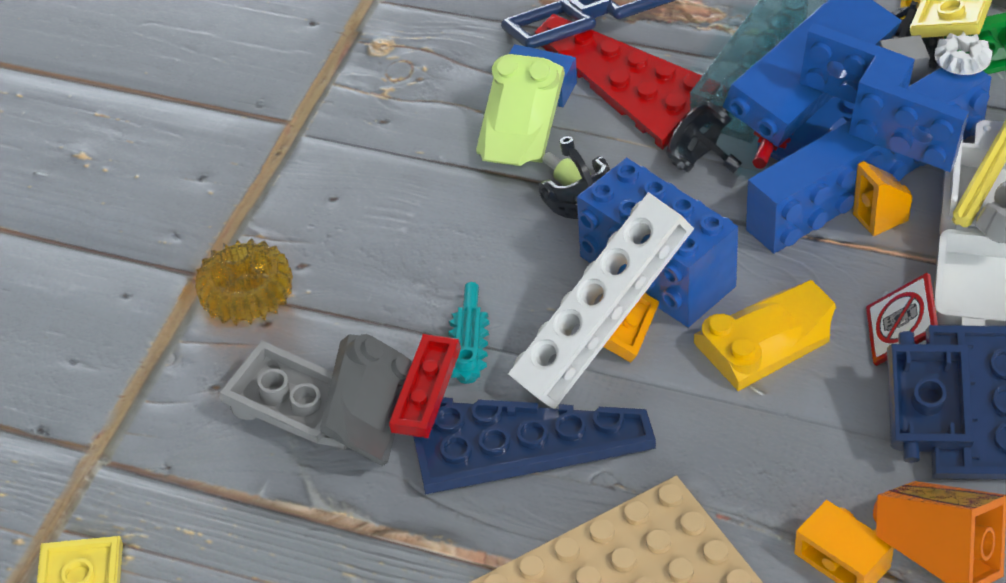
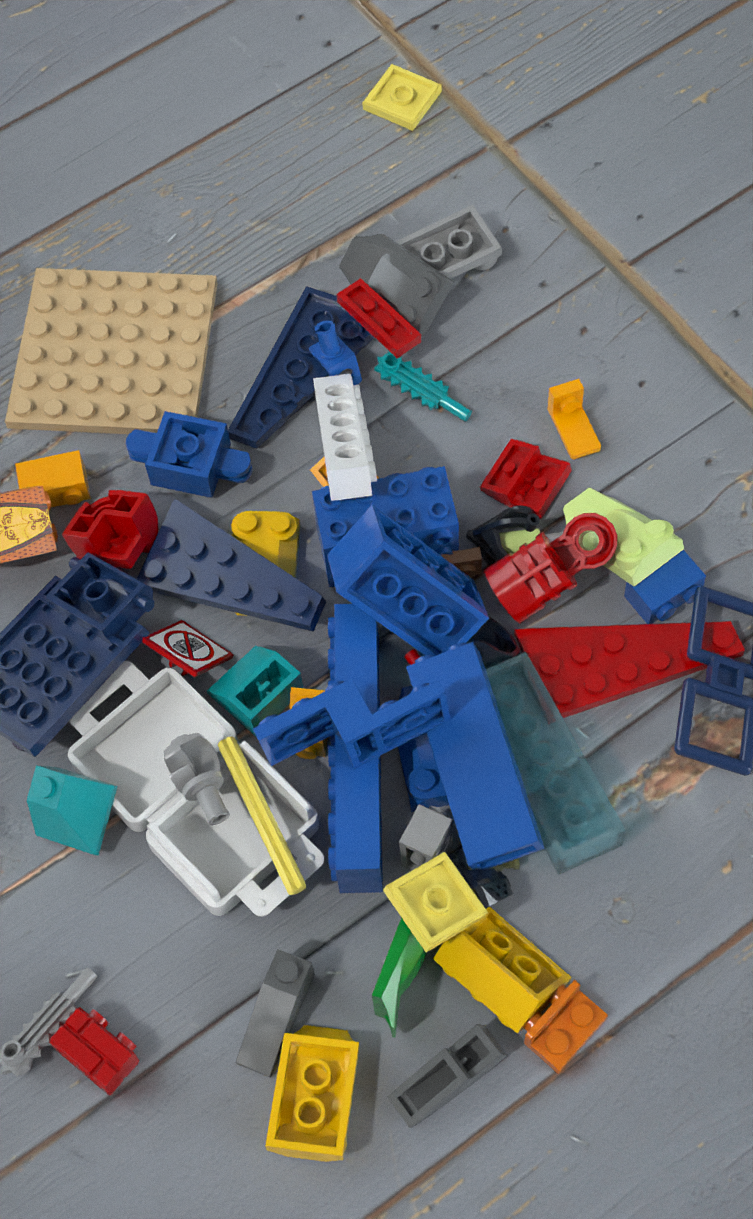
camera: 125 degrees right, 15 degrees up
(246, 290) = (581, 285): clear yellow gear -> none
(419, 211) = (571, 420): none -> light orange bracket
(496, 402) = (333, 352): none -> blue bracket
(505, 212) = (525, 477): none -> red slope
(609, 124) = (547, 568): none -> red cylinder
(713, 446) = (189, 440): none -> blue brick
(720, 155) = (405, 585): none -> blue brick
(810, 350) = (212, 568): none -> dark blue wing
(850, 444) = (114, 528): none -> red brick
(884, 250) = (256, 687): none -> teal slope
(960, 62) = (383, 873): white gear -> none

